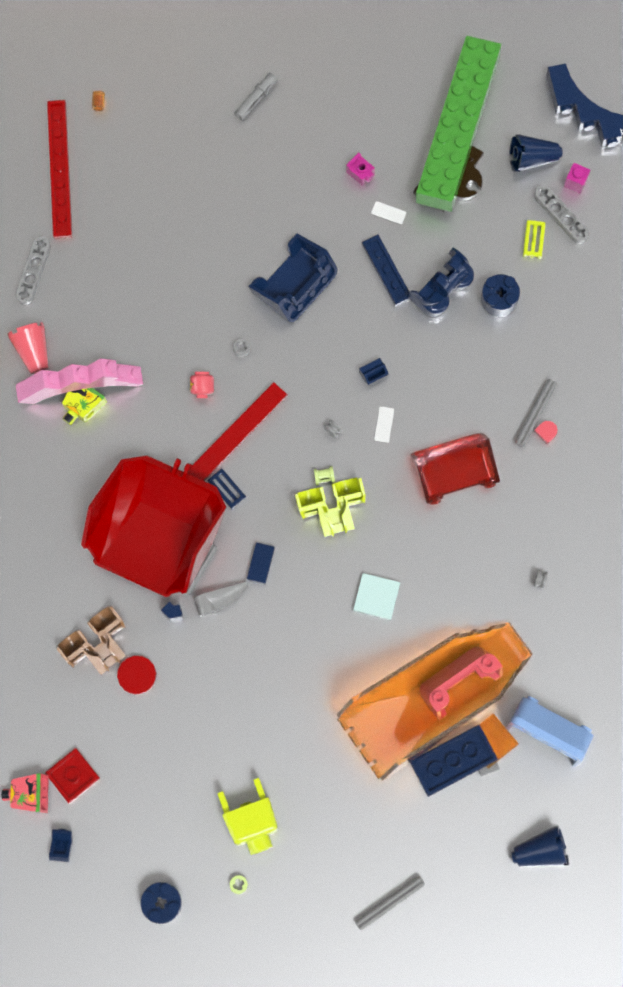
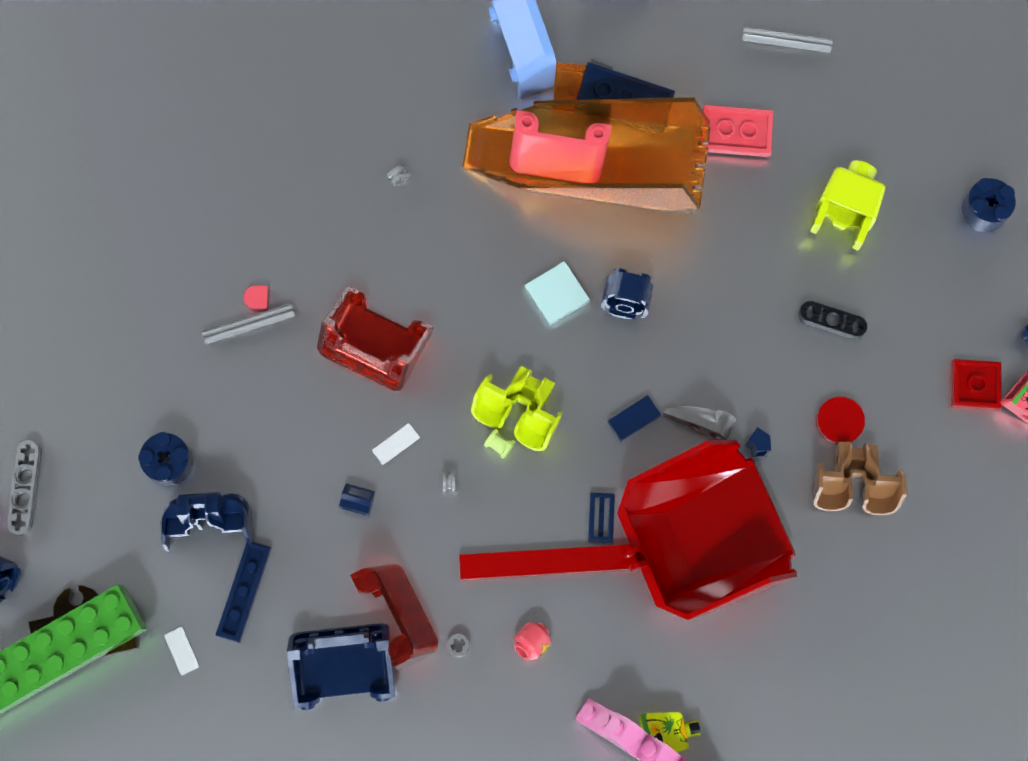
camera: 145 degrees left, 0 degrees up
(184, 746) = (818, 308): none -> black beam
(244, 887) = (909, 171): yellowish green bush -> none
(289, 333) = (417, 636): none -> clear red windscreen
(332, 628) = (627, 294): none -> dark blue brick
(354, 171) = (170, 726): dark pink brick -> none
(364, 805) = (739, 130): none -> coral plate
(532, 253) = (79, 497): neon yellow tile -> none

